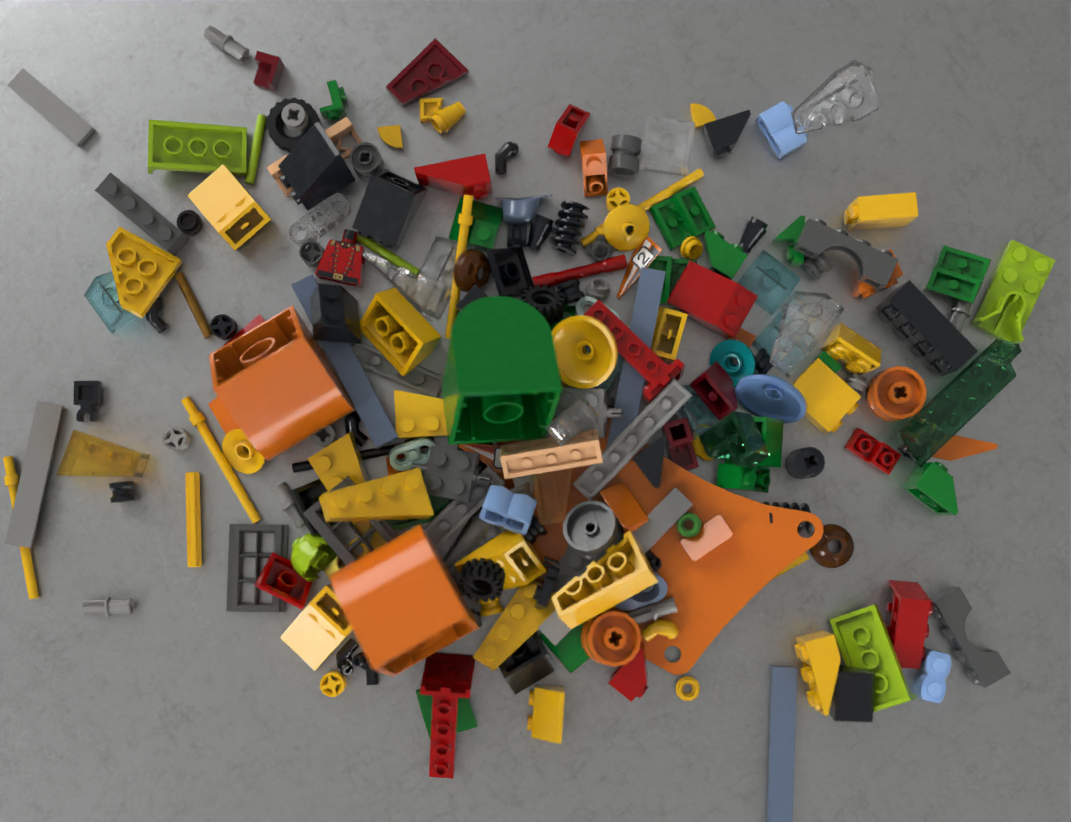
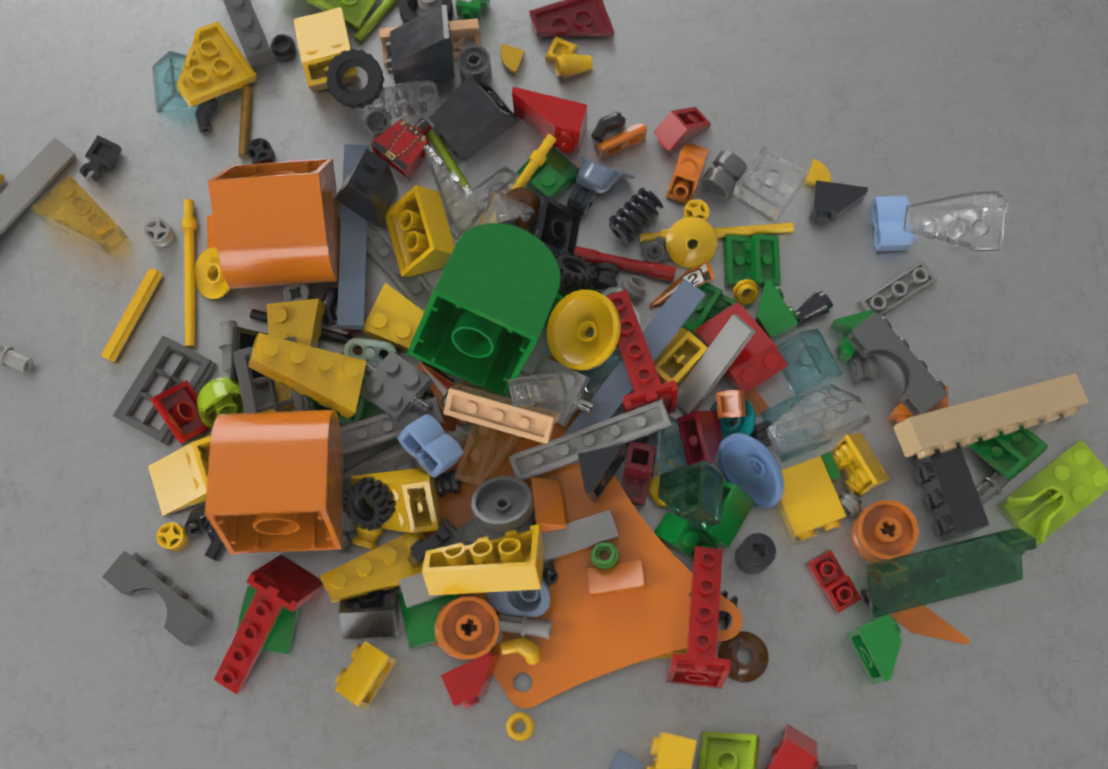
camera: 30 degrees right, 10 degrees down
(122, 492) = (81, 256): black wheel -> none
(255, 231) = (350, 59): none -> black tyre
(379, 741) = (184, 619): none -> dark grey arch
(462, 280) = (504, 208): none -> clear slope
(522, 165) = (621, 141): none -> orange slope
(539, 231) = (604, 207): black cone -> none
(699, 324) = (714, 364): none -> light grey tile
(727, 350) = (731, 404): none -> orange tile
(792, 537) = (700, 663): none -> red bracket
(806, 196) = (909, 282): none -> light grey tile
(881, 211) = (954, 344): yellow brick -> none
(939, 260) = (989, 415): none -> tan brick

